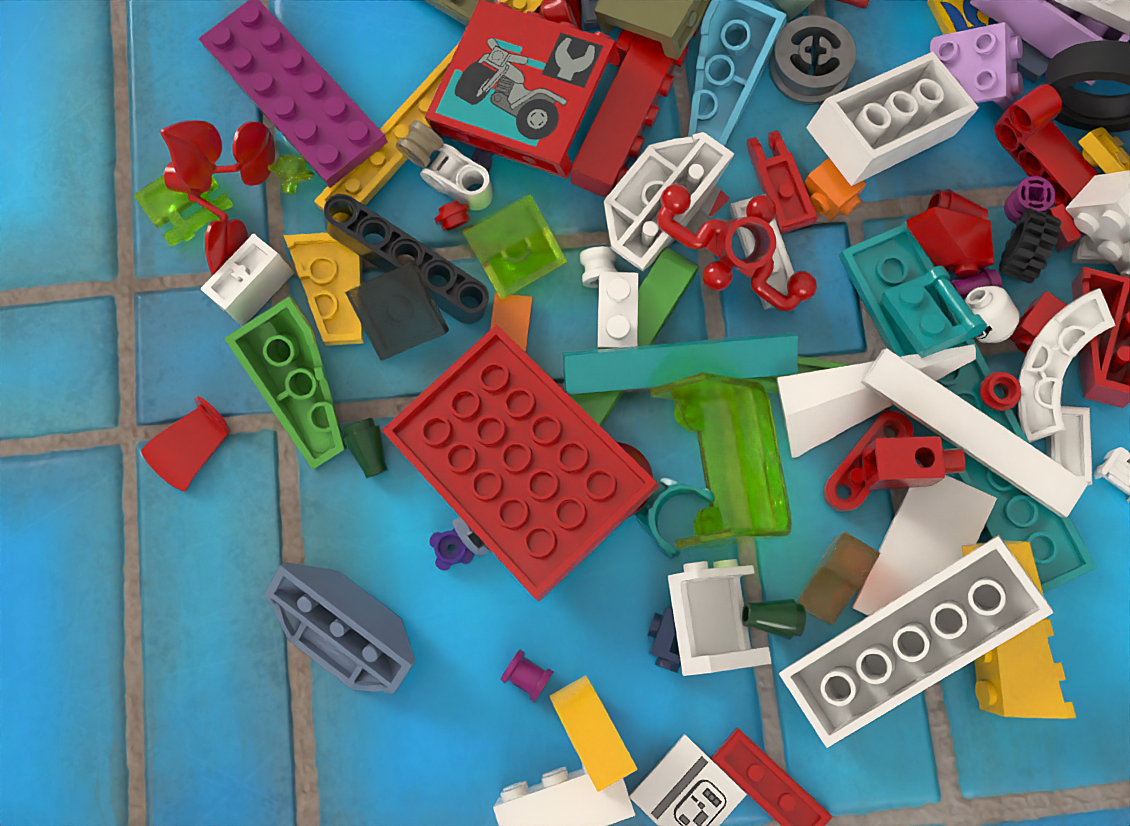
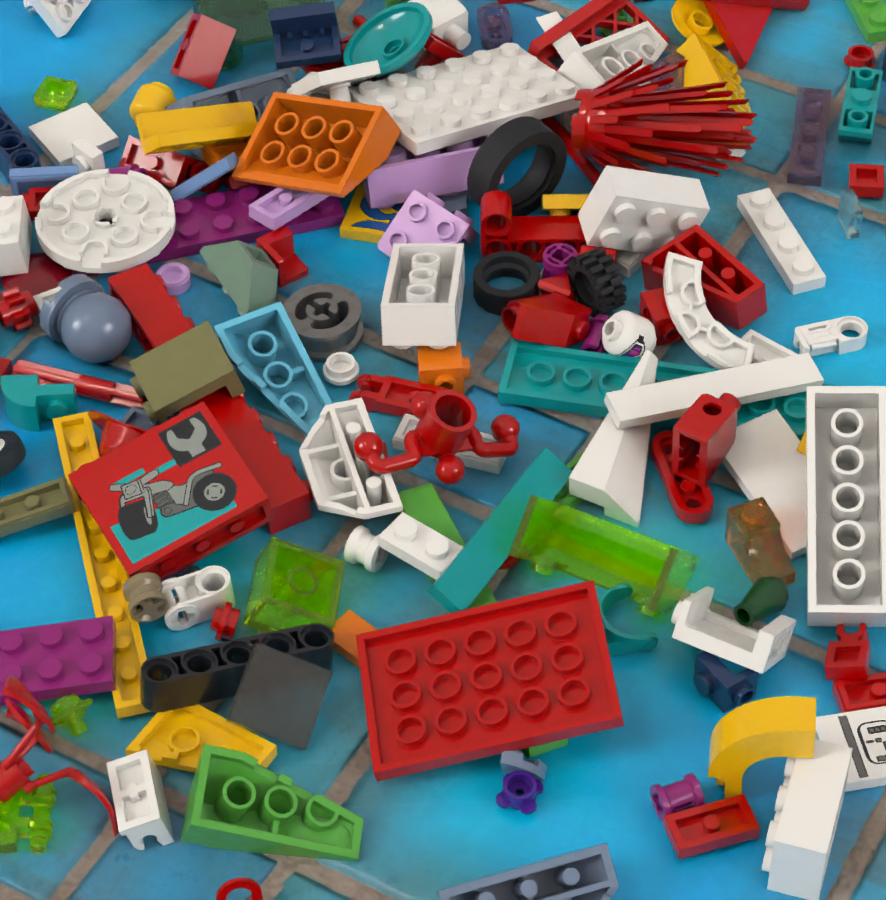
camera: 55 degrees left, 30 degrees down
(366, 446) = (375, 800): dark green cone -> none
(518, 721) = (711, 826): none -> red plate
(770, 728) = (849, 655): none -> red plate
(774, 111) = (340, 369): none -> white plate
(923, 319) = (599, 368): teal plate -> none
(990, 148) = (504, 265): none -> black tyre
(1002, 219) = (559, 284): none -> red slope
(1008, 384) = (694, 360): red plate -> none

